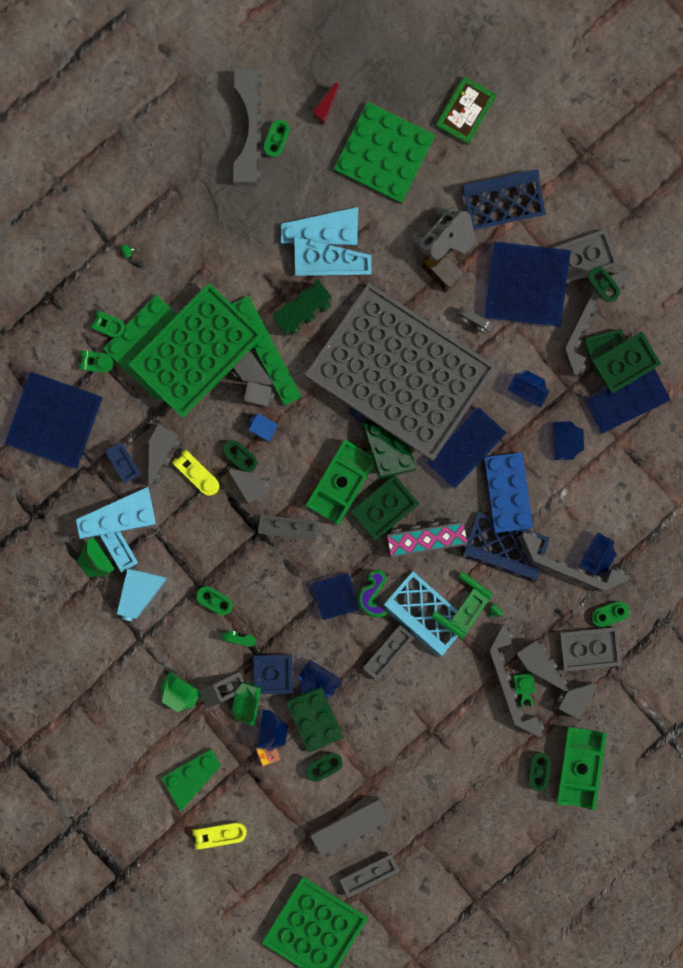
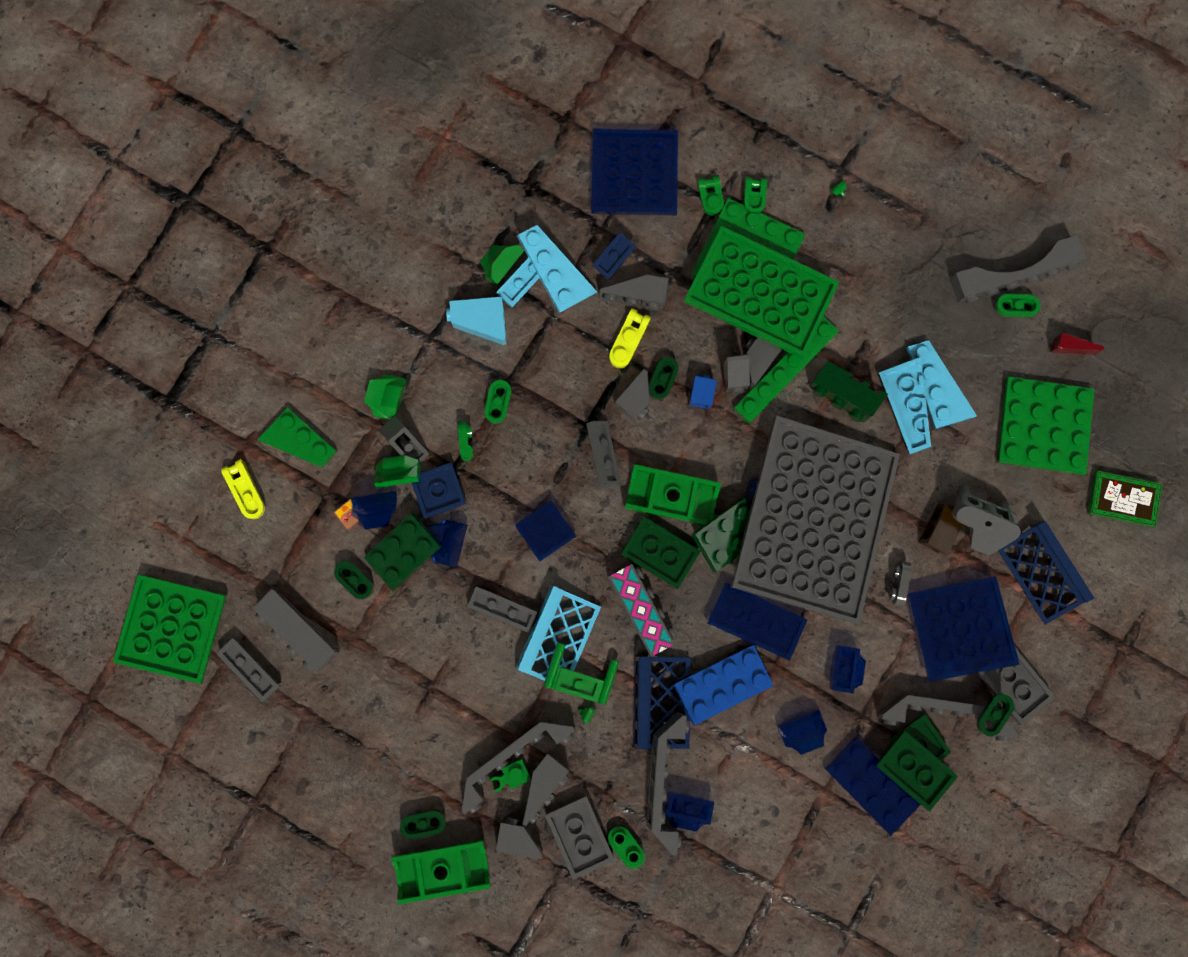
camera: 70 degrees right, 5 degrees down
(369, 592) = (560, 565): animal -> none

